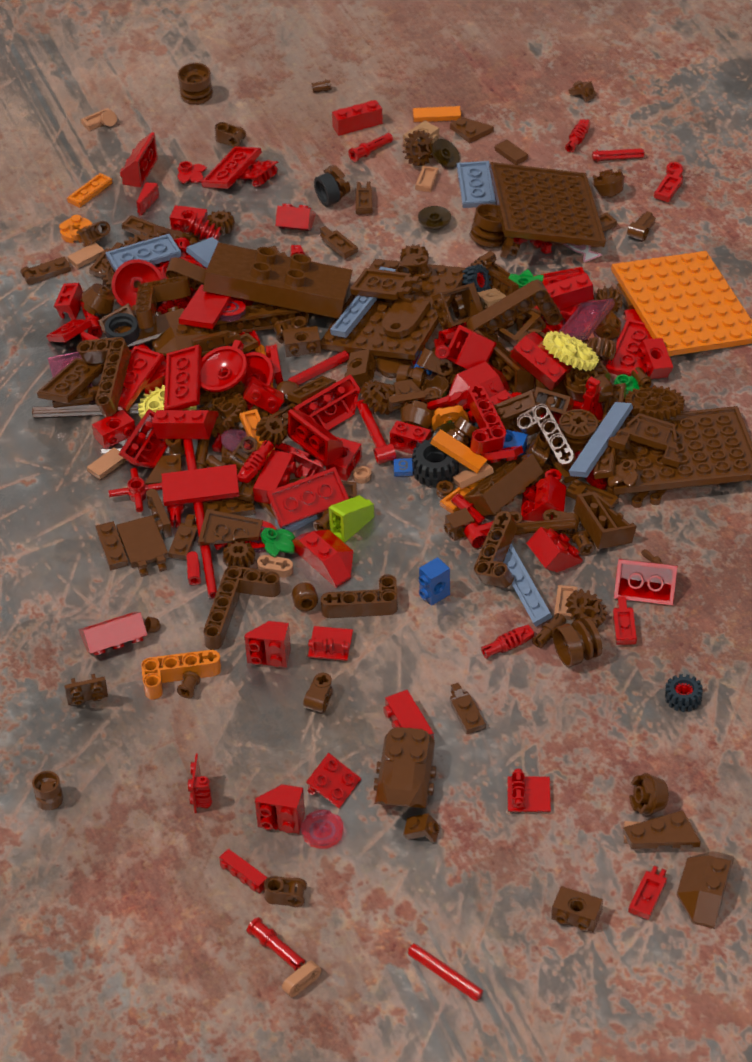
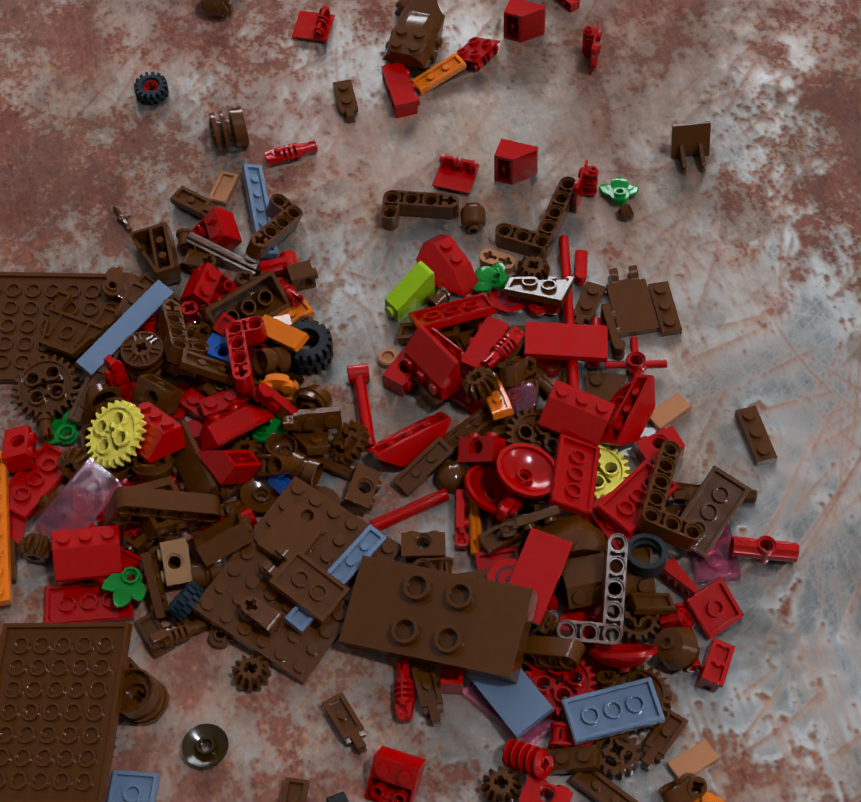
camera: 170 degrees left, 10 degrees up
(28, 370) = (773, 550): none -> red piece
(31, 455) = (755, 436): none -> reddish brown plate
(45, 270) = (748, 740): reddish brown plate -> none
(47, 790) = (724, 64): reddish brown wheel -> none
(98, 313) = (680, 618): none -> red pin
(113, 633) = (665, 207): slope -> none
(160, 647) = (619, 190): none -> green plate
(172, 667) = (609, 163): orange beam -> none
(188, 684) = (594, 147): reddish brown bush -> none
(193, 630) = (586, 184): none -> red hinge
(319, 693) = (475, 124): reddish brown piece -> none
(322, 829) = (489, 21): clear pink tile -> none
(365, 751) = (439, 73): none -> orange tile
(403, 467) = (340, 360): blue tile -> none
(407, 436) = (332, 382): red brick -> none
(434, 581) = (344, 204): blue brick -> none
(441, 350) = (262, 476): red axle -> none
(546, 632) = (248, 158): reddish brown pin -> none
(585, 604) = (208, 167): reddish brown gear -> none
(587, 578) = (192, 202): none -> reddish brown hinge
(624, 623) = (177, 157): red hinge -> none
(645, 581) = (139, 193): slope -> none

